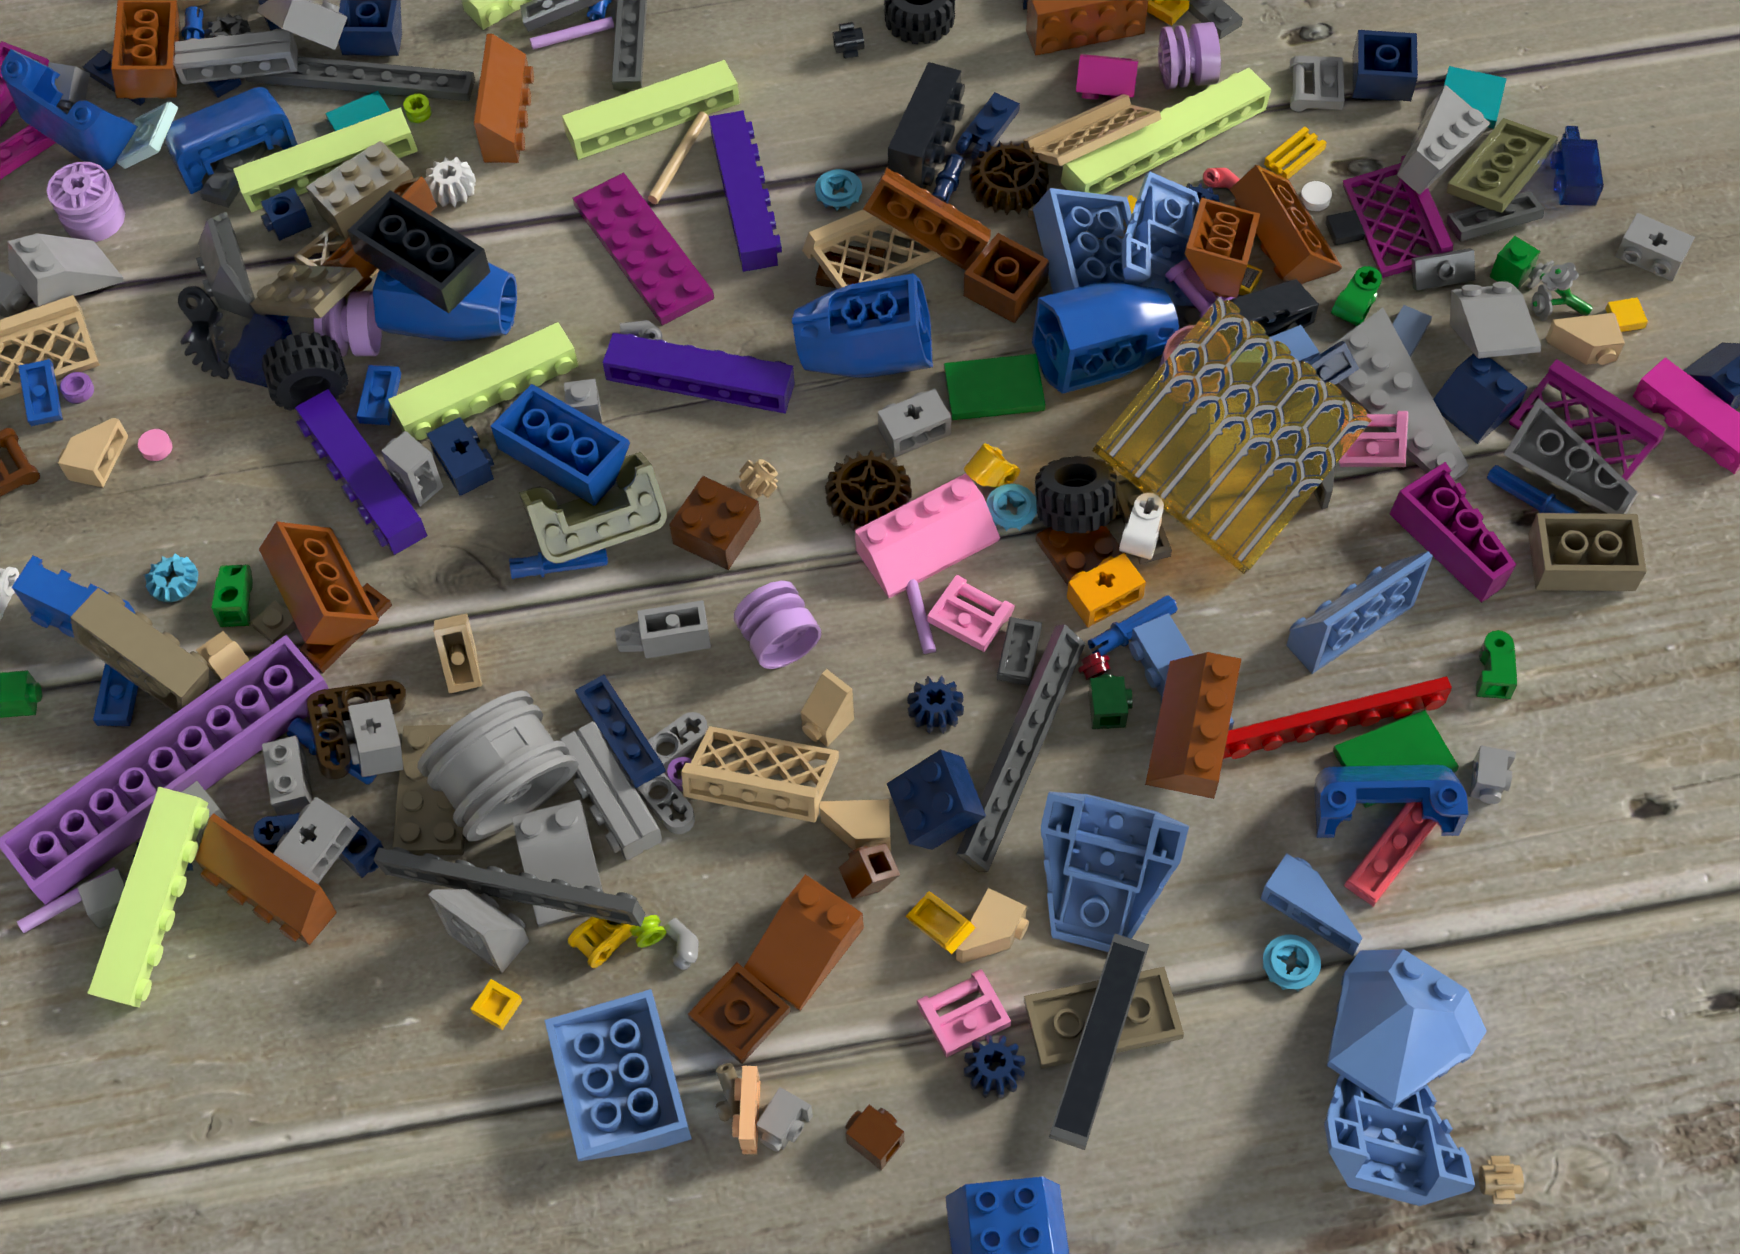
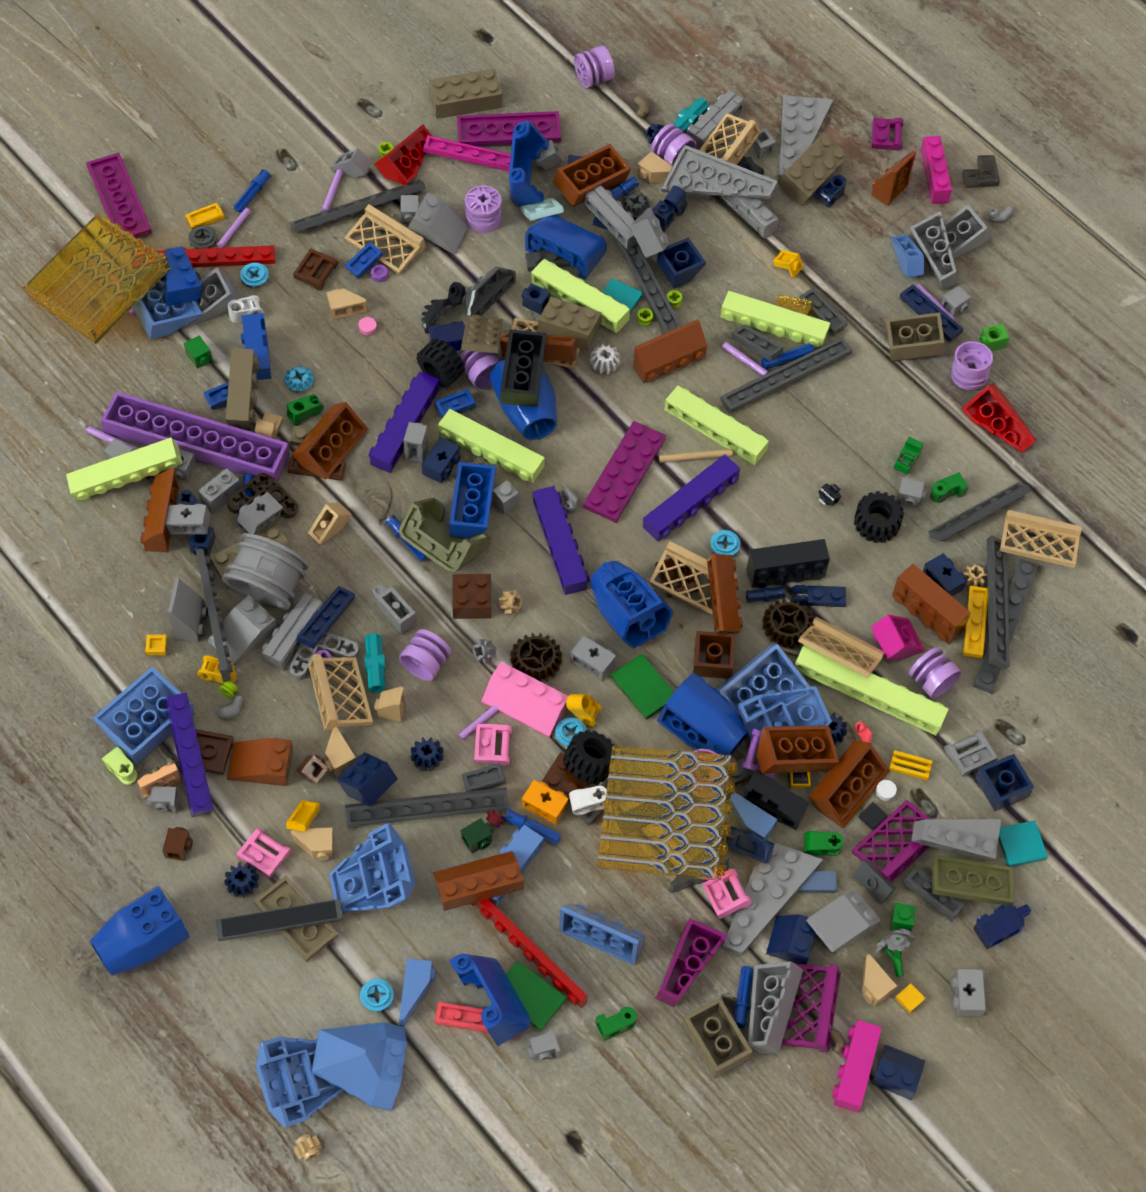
camera: 55 degrees right, 0 degrees up
(416, 55) = (674, 294): none -> lime bush
(674, 1161) = (119, 764): none -> yellowish green piece
(738, 703) = (375, 663): none -> teal piece
(740, 1036) = (189, 754): none -> dark purple brick
(822, 543) = (484, 651): none -> light grey gear

